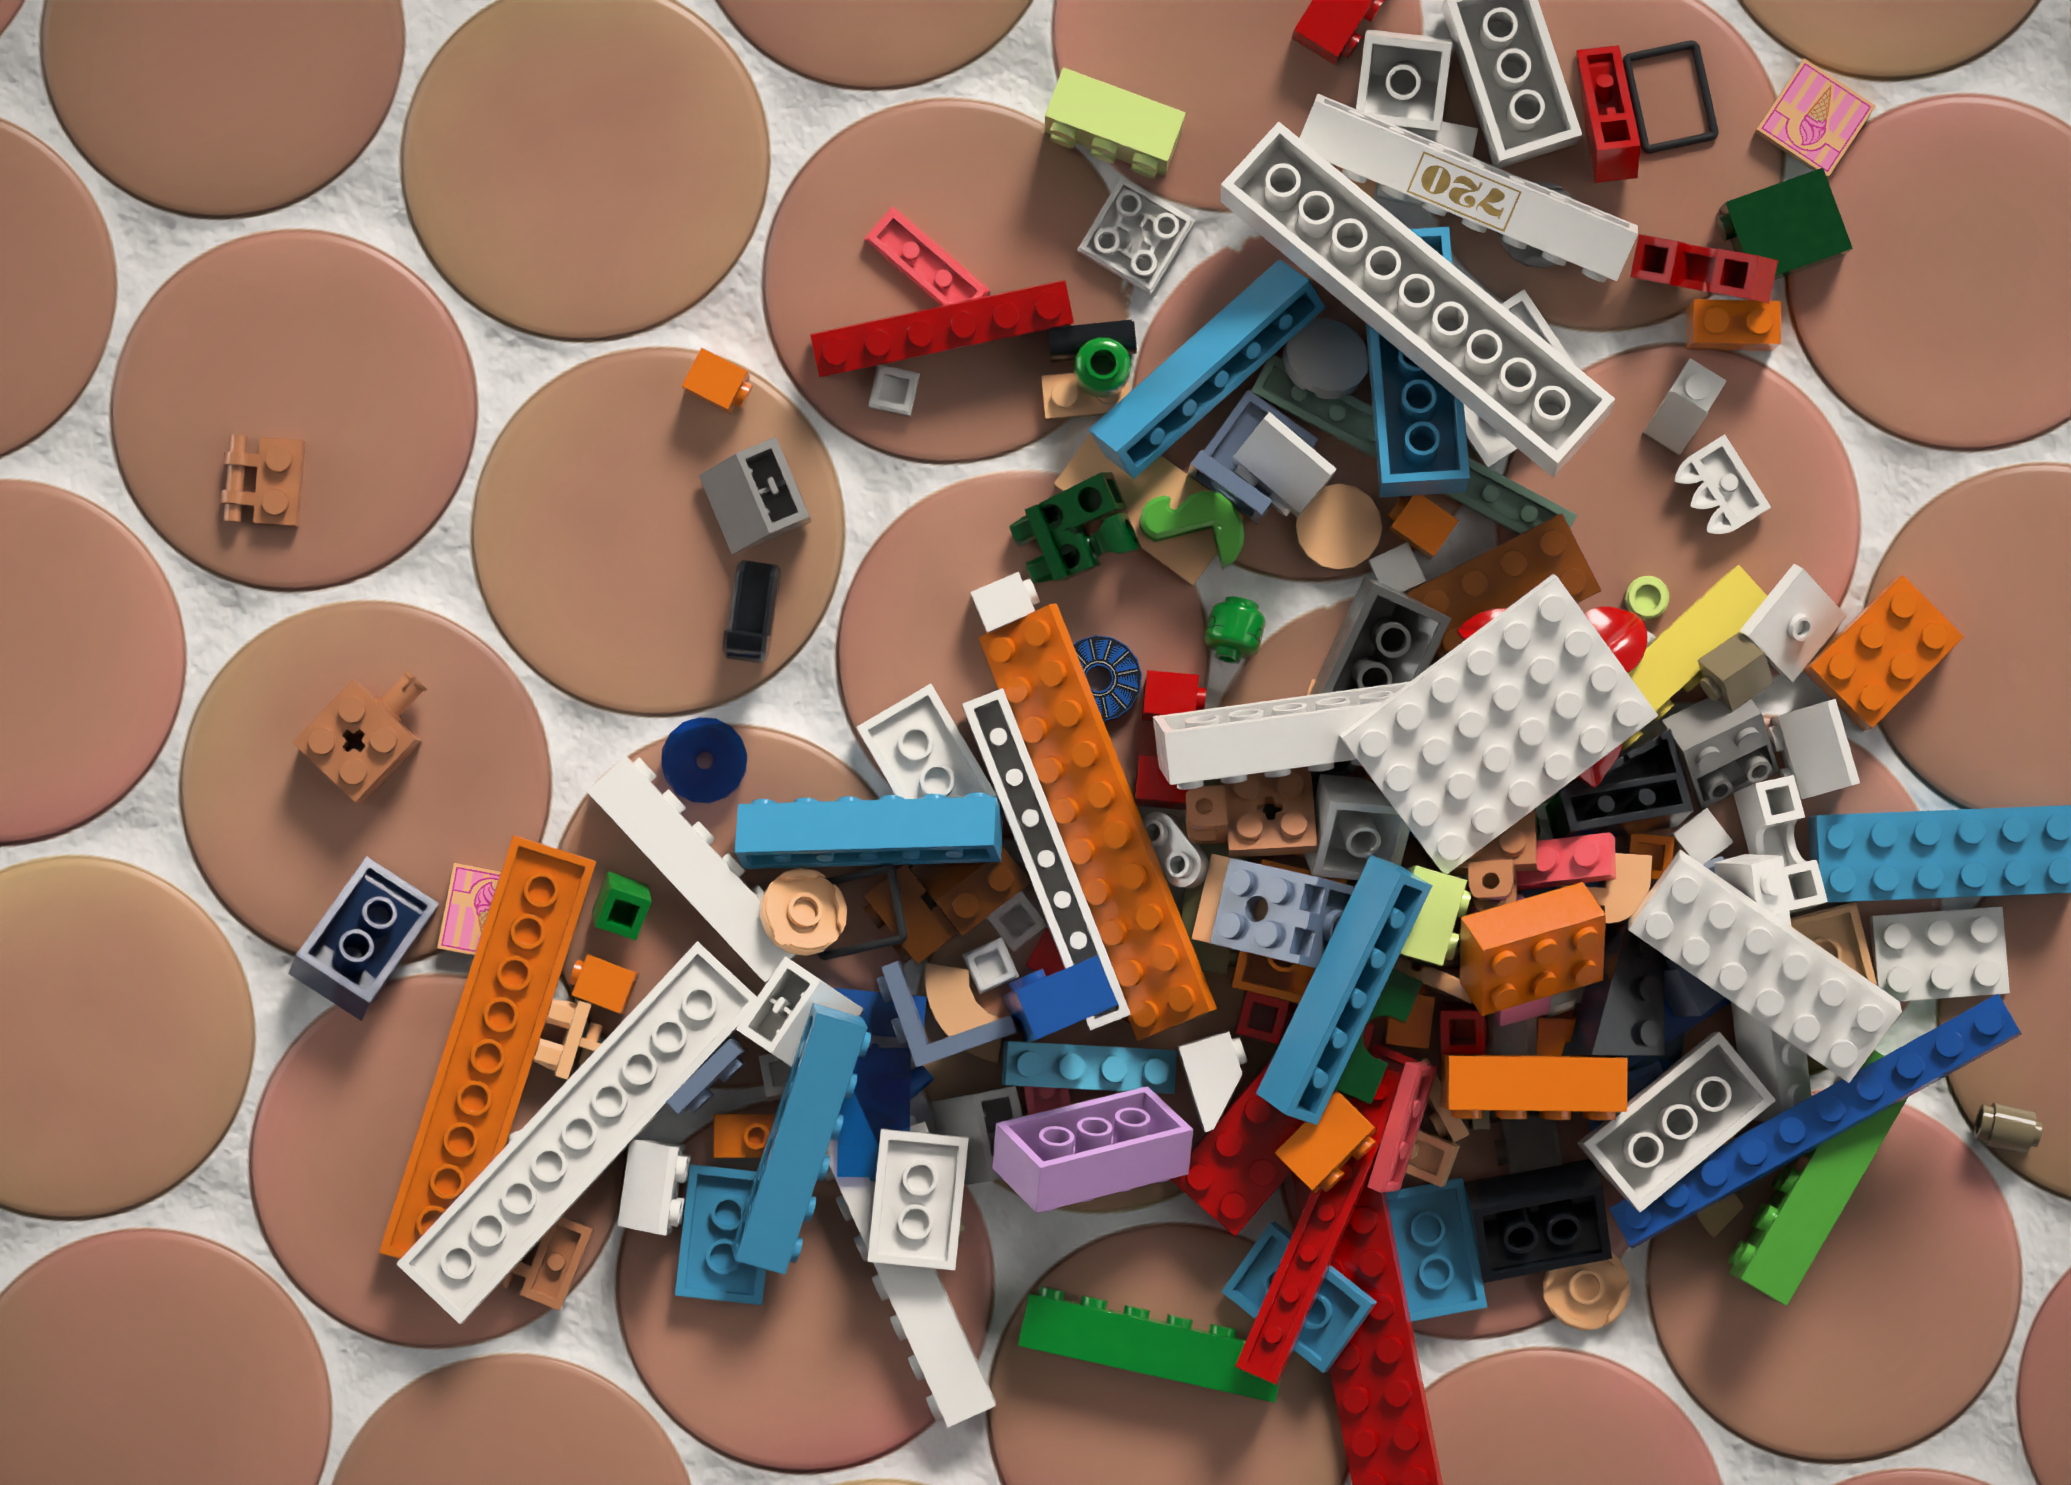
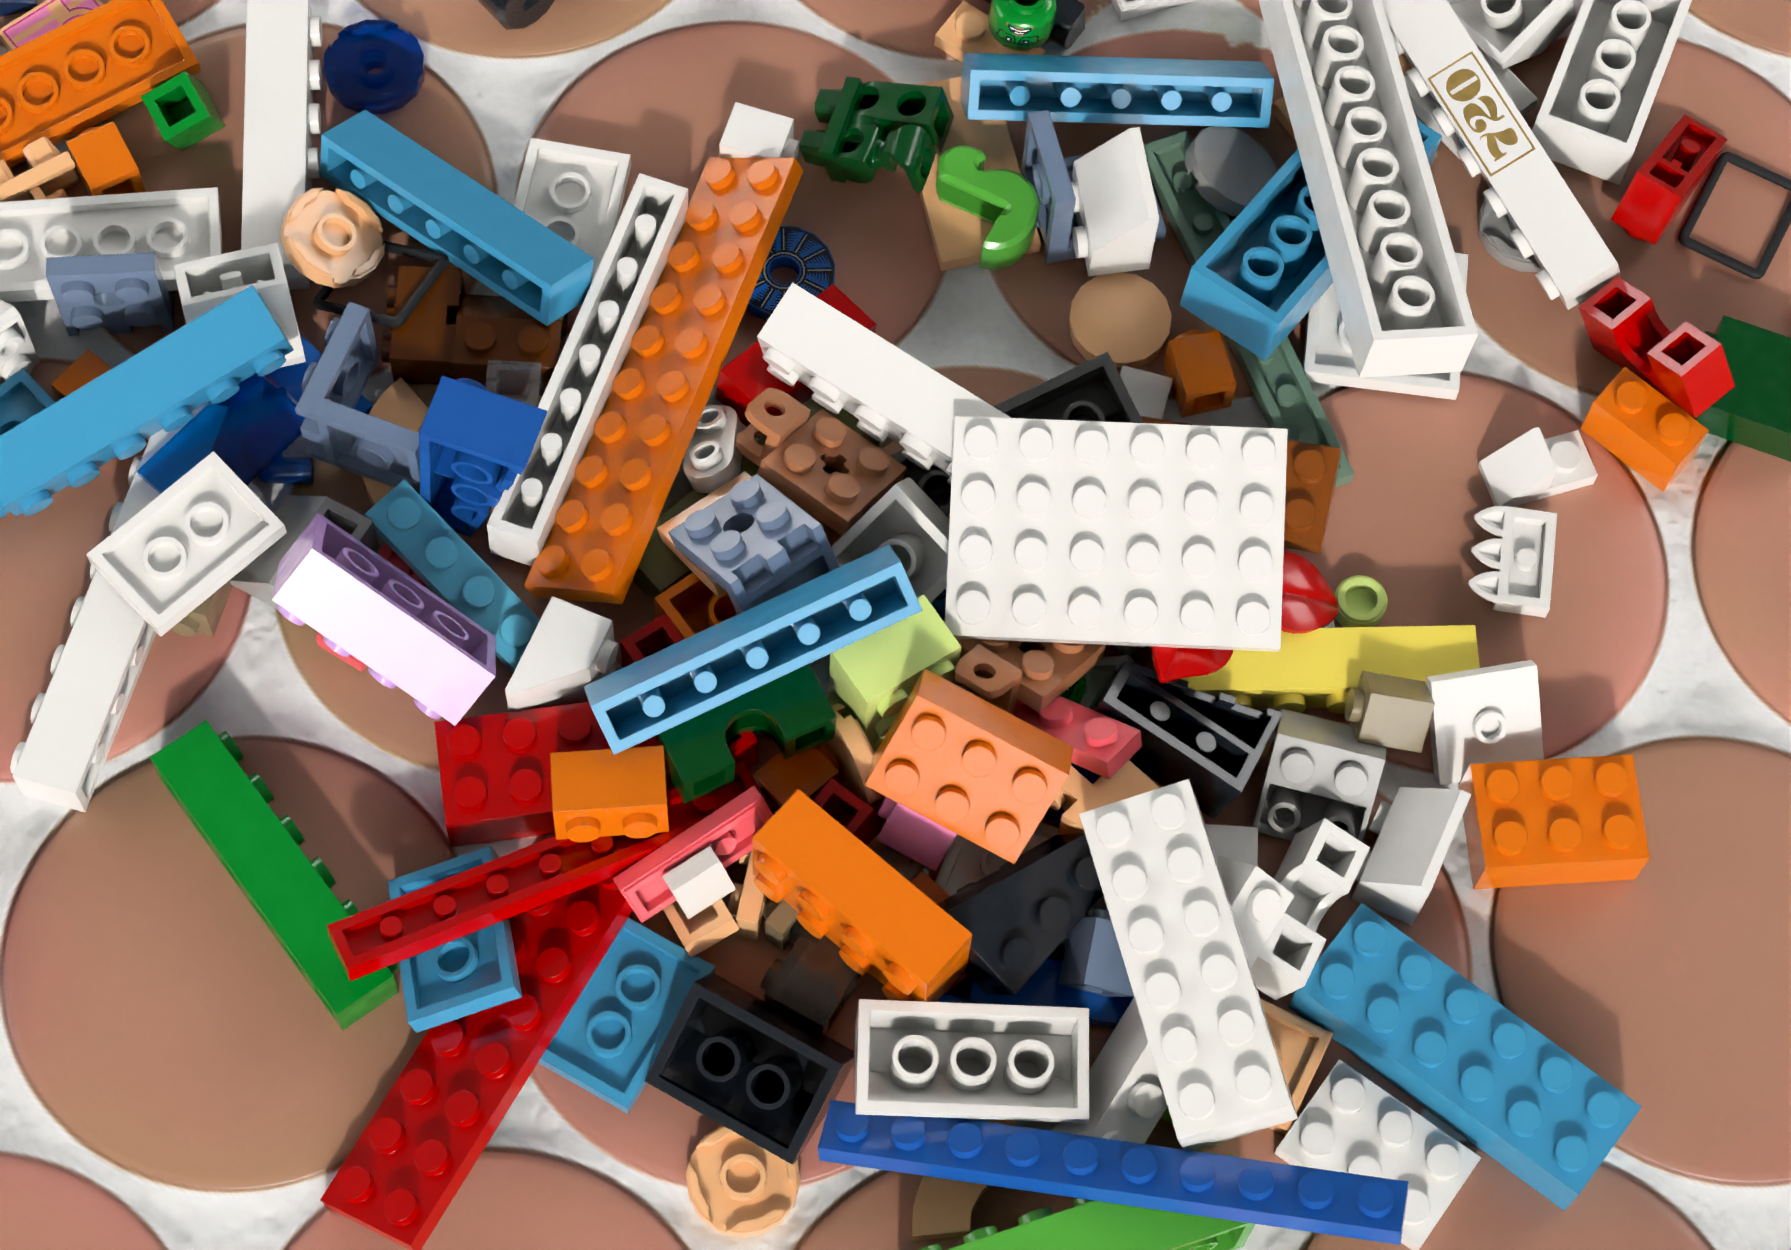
camera: 35 degrees right, 20 degrees down
(1234, 629) = (945, 323): green head -> none
(1419, 1144) = (699, 882): none -> white tile

